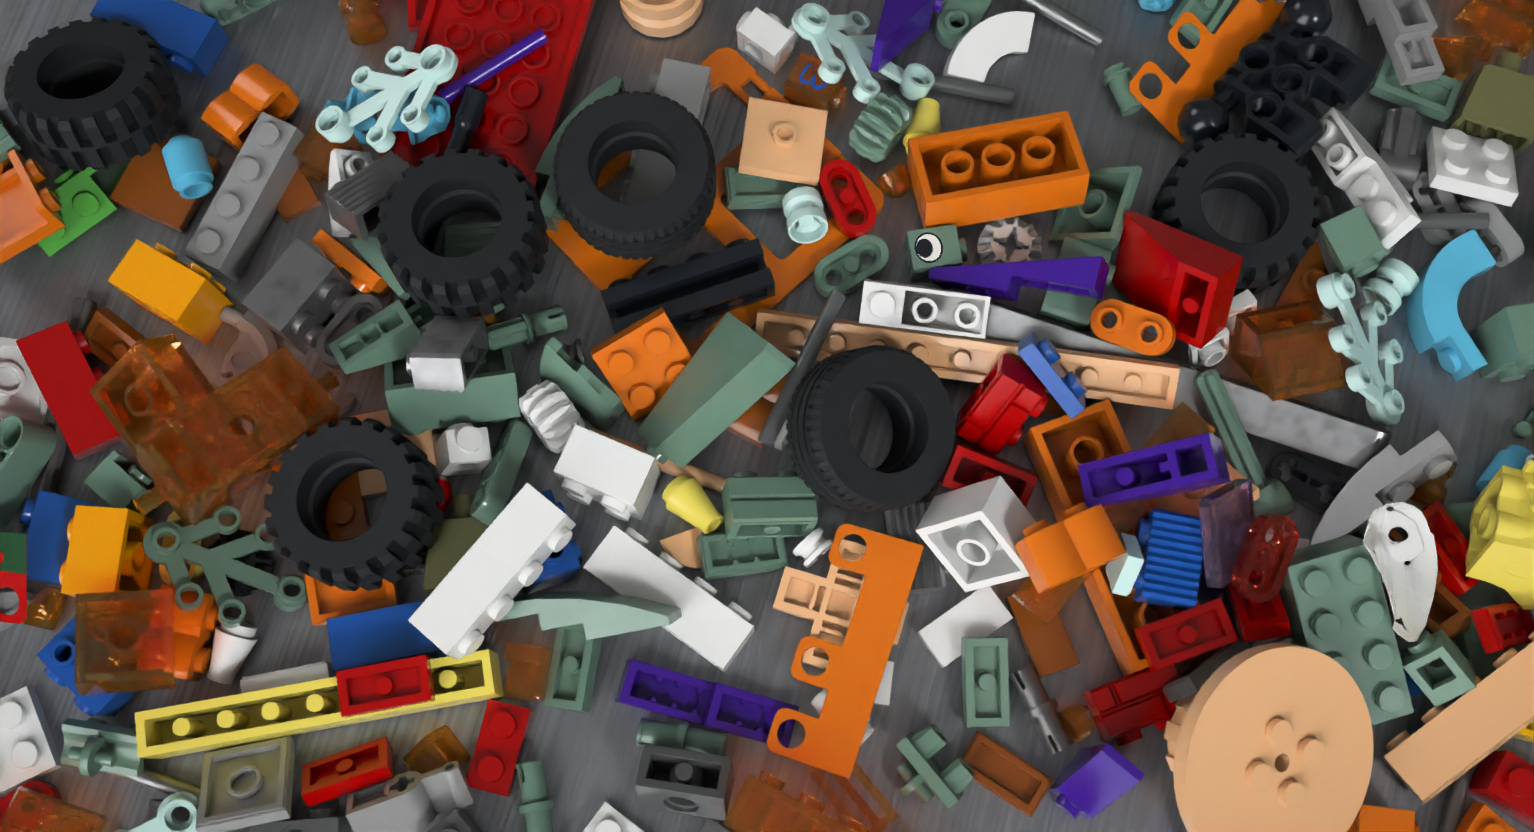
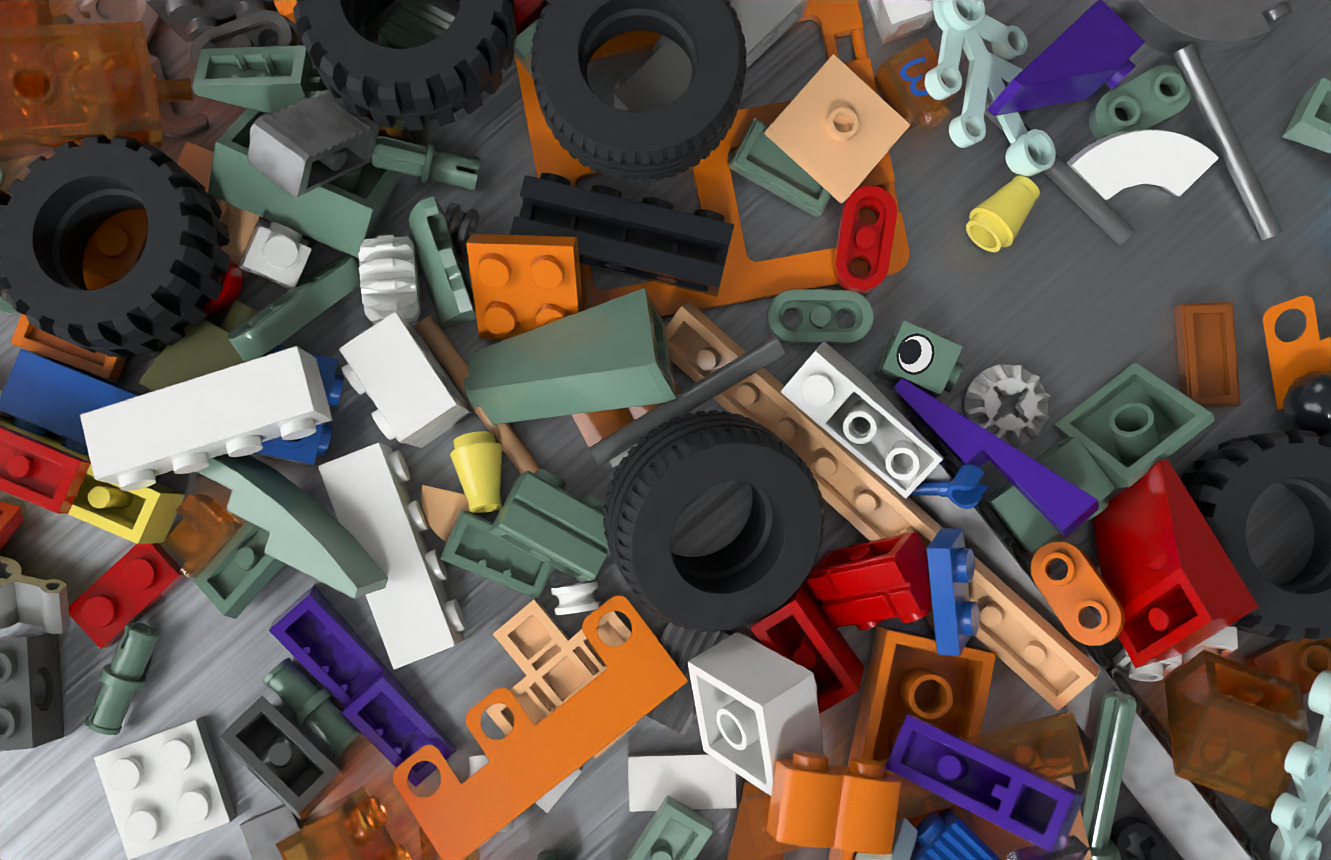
camera: 30 degrees right, 10 degrees up
(436, 750) = (61, 557): clear orange slope -> none
(805, 215) = (805, 231): light aqua wheel -> none
(880, 127) = (955, 181): sand green gear -> none
(895, 182) = (931, 254): clear orange hinge -> none
(997, 170) = (1052, 315): orange brick -> none
(1015, 311) = (962, 491): none -> blue hand
(1112, 135) = (1207, 353): none -> dark orange tile
(1118, 79) = (1259, 294): sand green pin -> none

